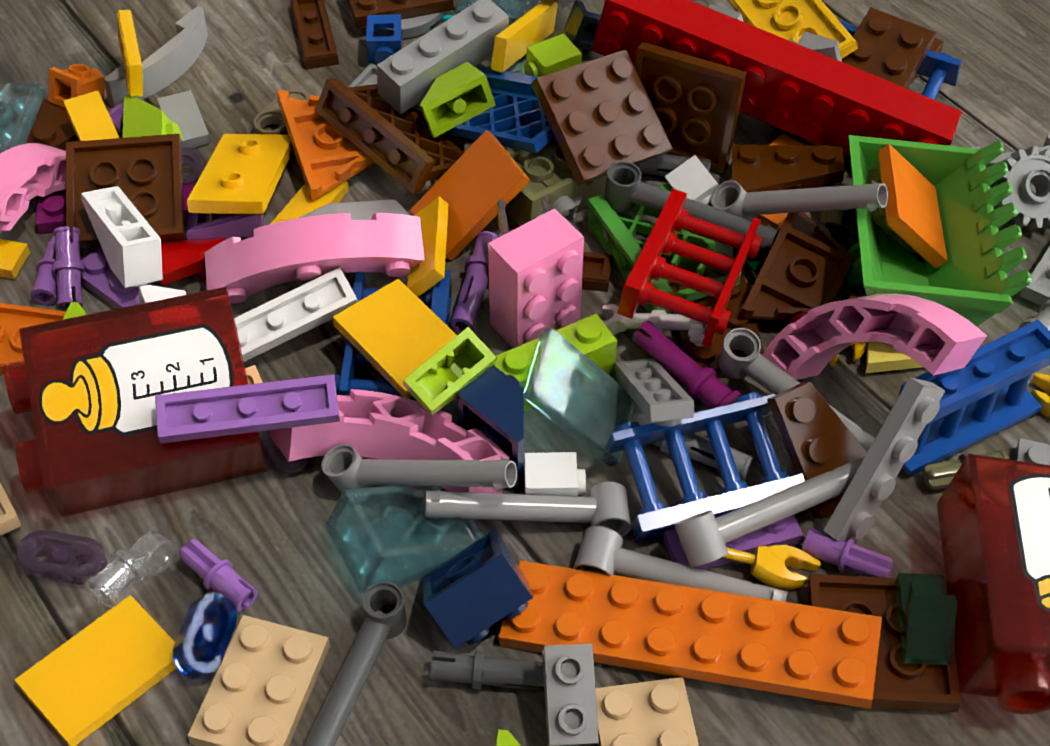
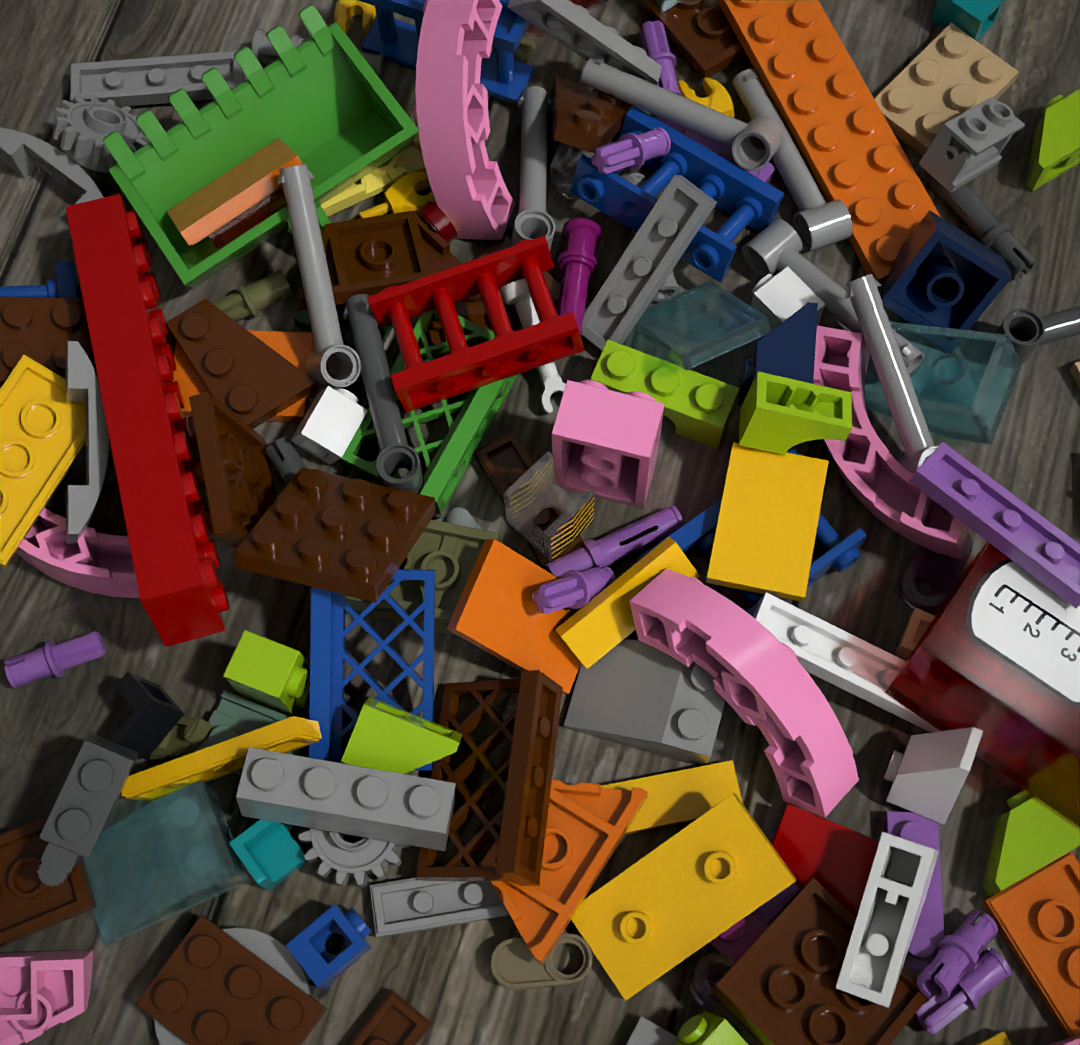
camera: 125 degrees left, 20 degrees up
(461, 218) = (572, 589): none -> medium lavender axle
(755, 433) = (632, 150): none -> medium lavender axle

